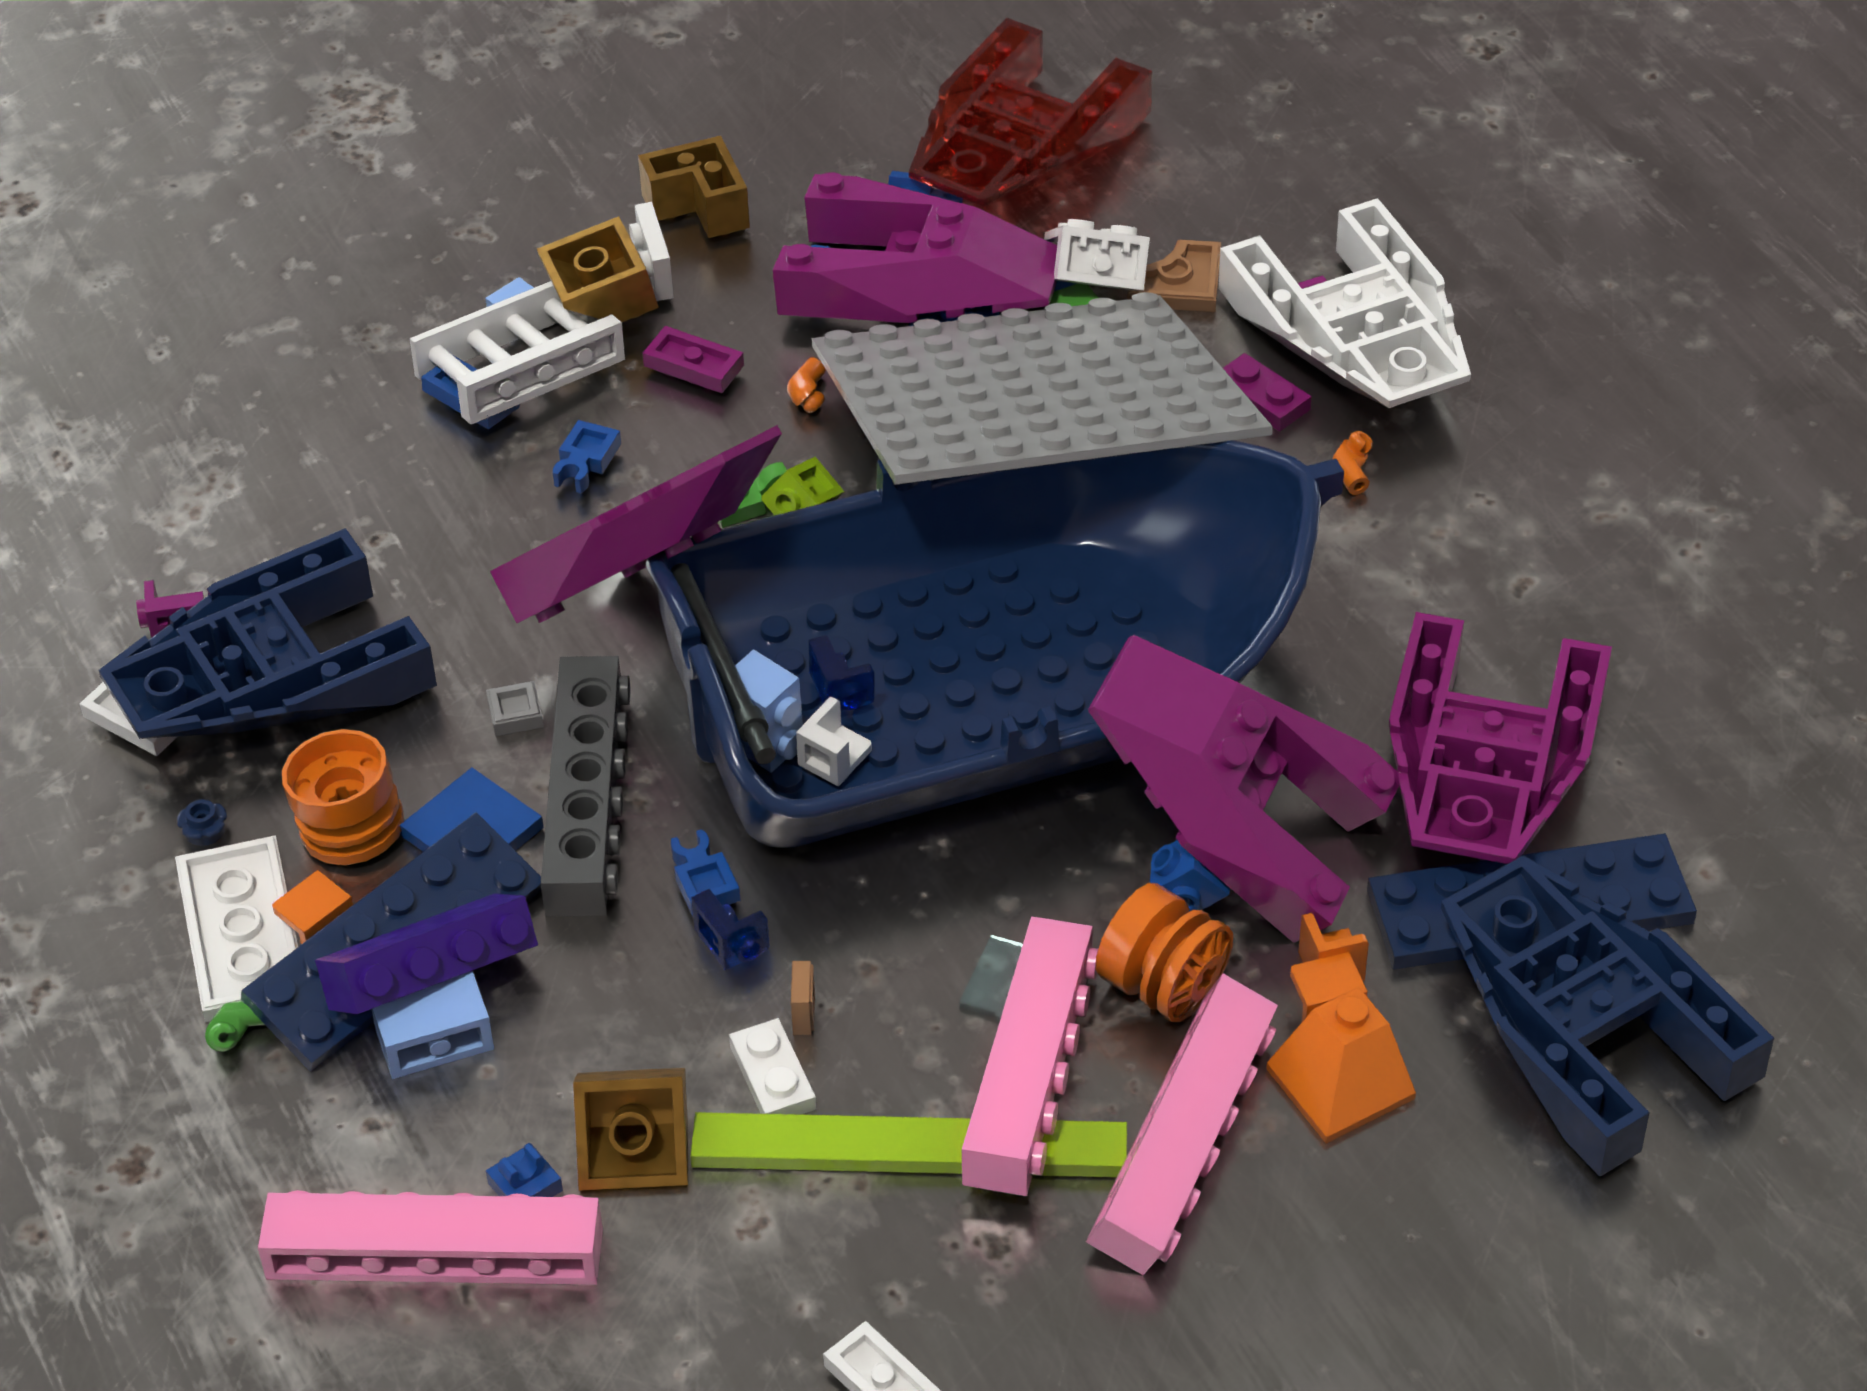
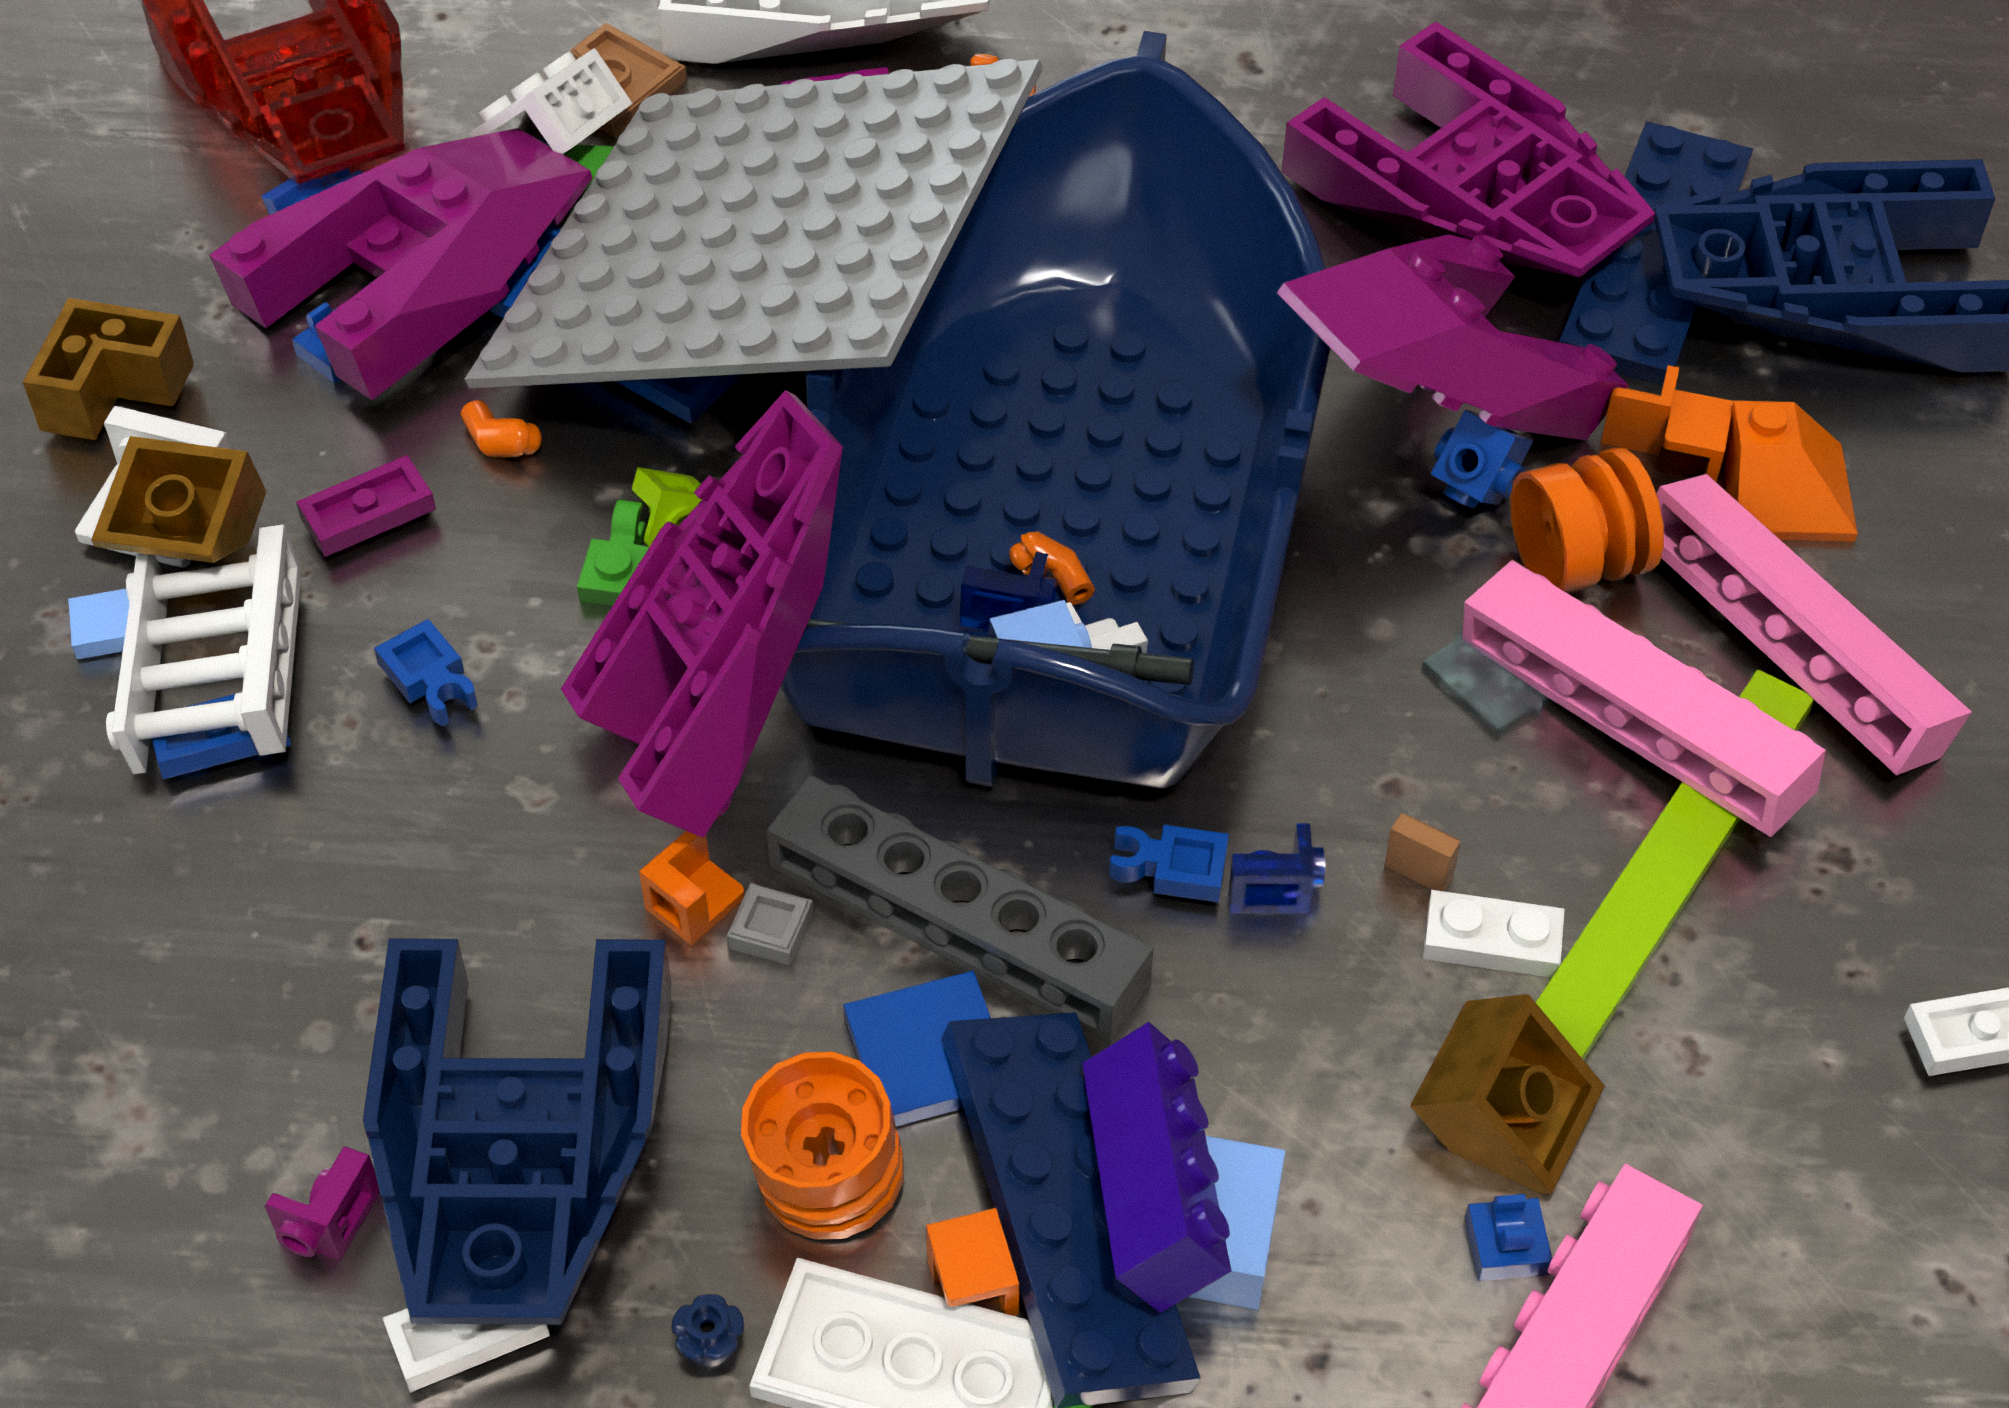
camera: 60 degrees left, 5 degrees up
(509, 651) = (688, 888): none -> orange panel
(896, 687) = (1061, 563): none -> orange arm

